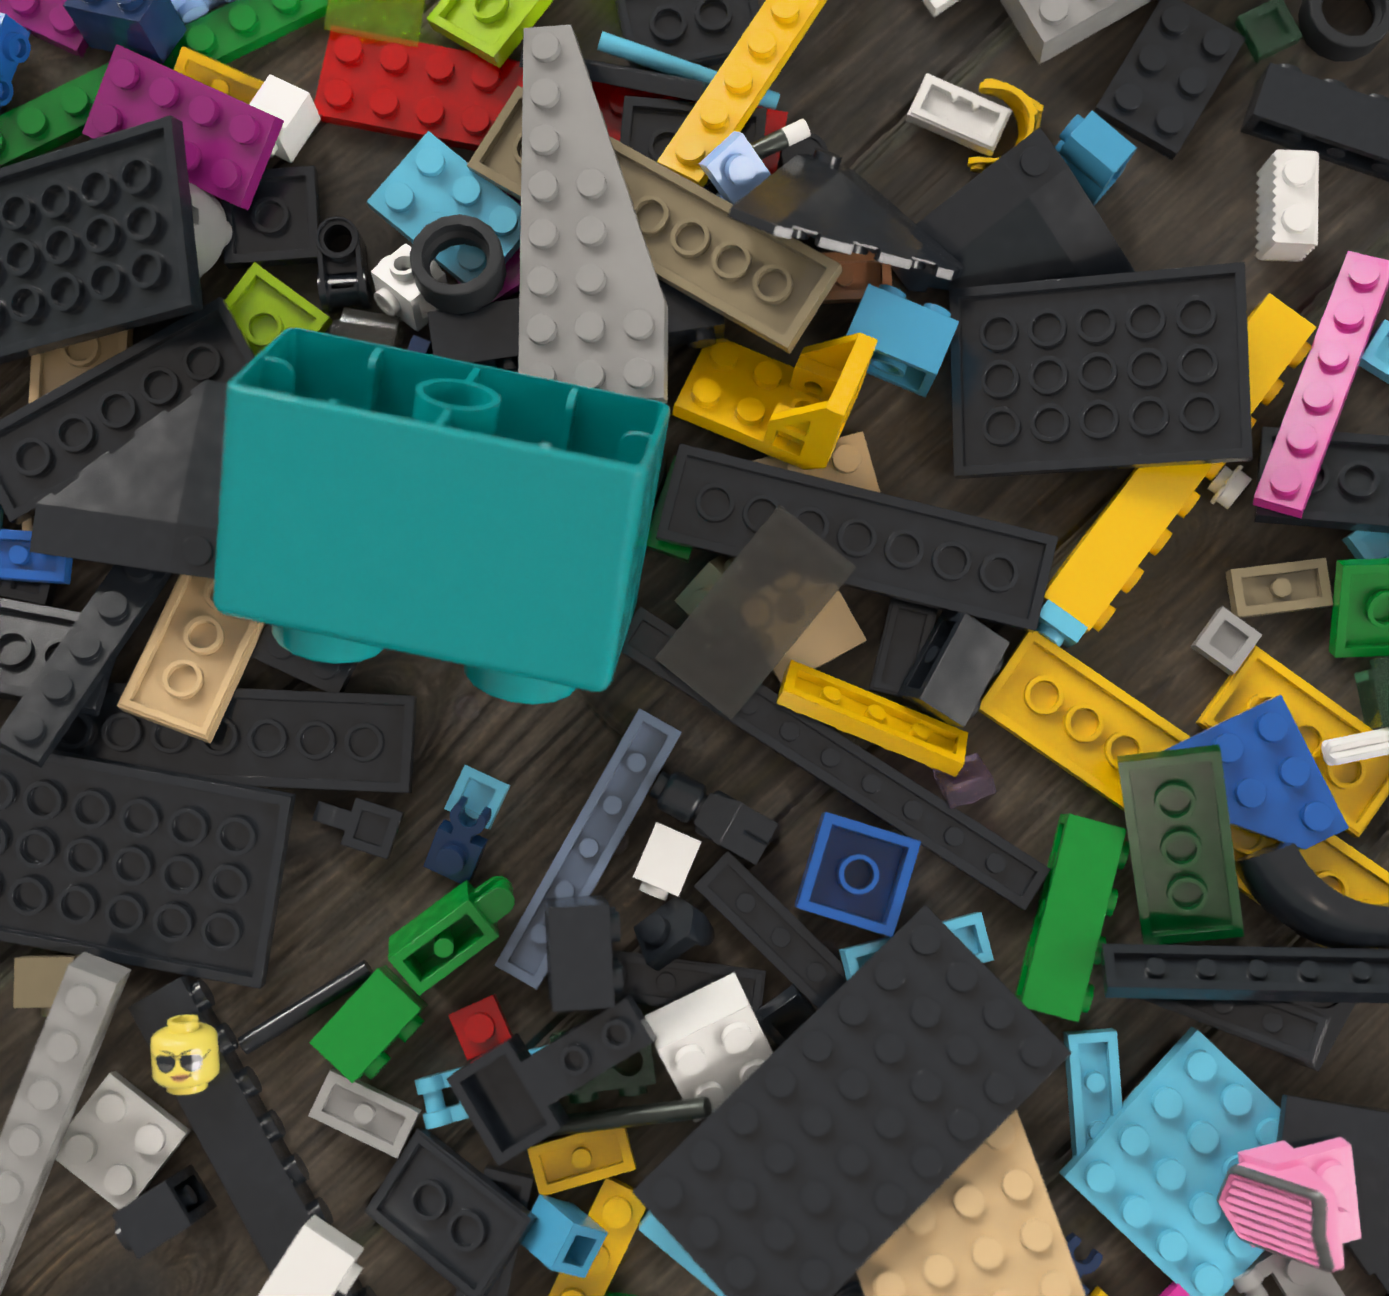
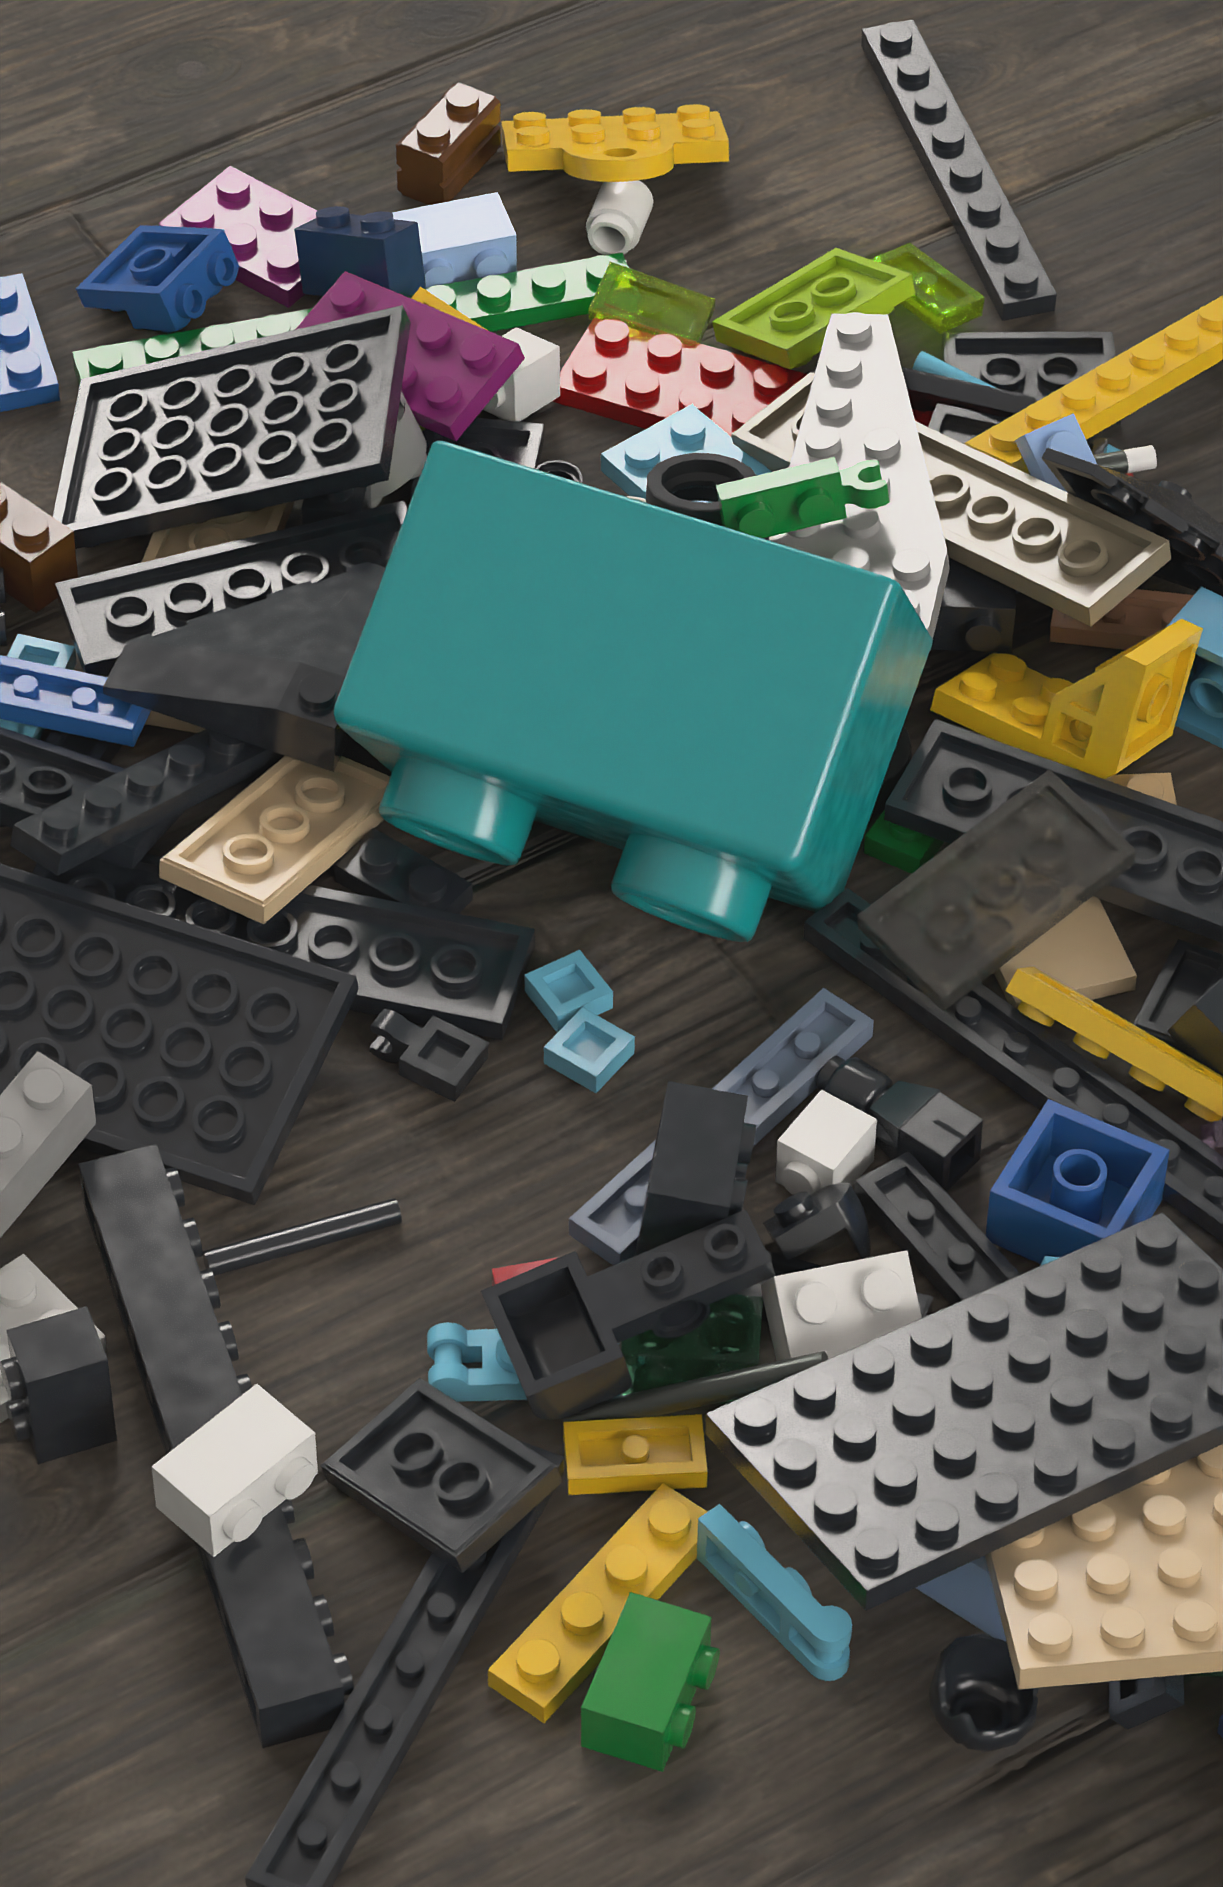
camera: 10 degrees right, 35 degrees down
(185, 1055) = (146, 1201): light yellow head -> none
(365, 1113) = (350, 1353): light grey plate -> none
(369, 1025) = (385, 1256): green piece -> none
(450, 932) = (521, 1163): green brick -> none
(451, 744) = (566, 987): none -> medium azure plate
(457, 844) = (550, 1094): dark blue plate -> none
(537, 276) = (799, 496): none -> green plate
(563, 1236) = (591, 1517): dark azure brick -> none

